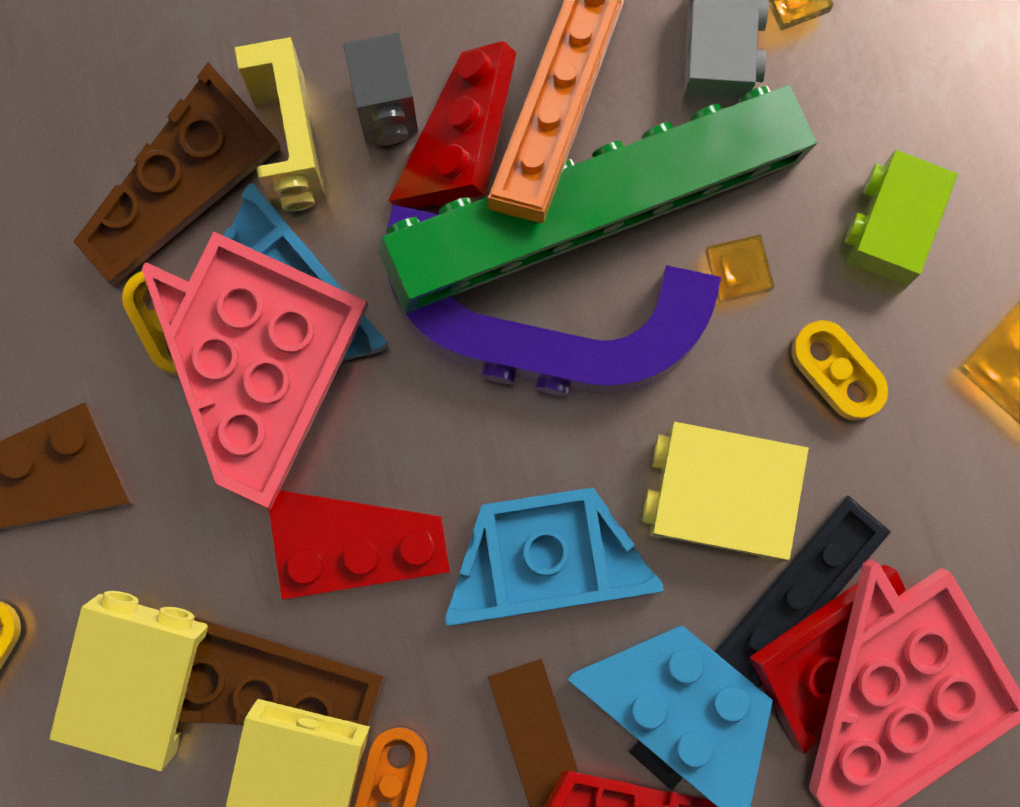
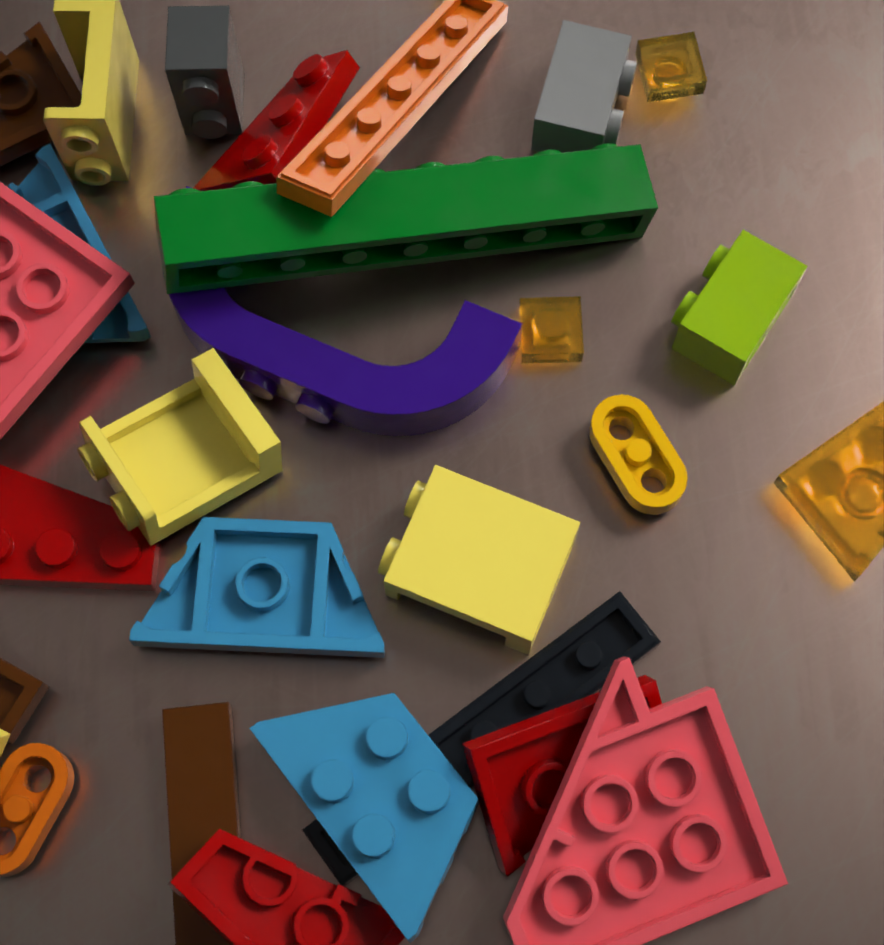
camera: 15 degrees right, 10 degrees down
(448, 449) = (183, 452): none -> light yellow panel

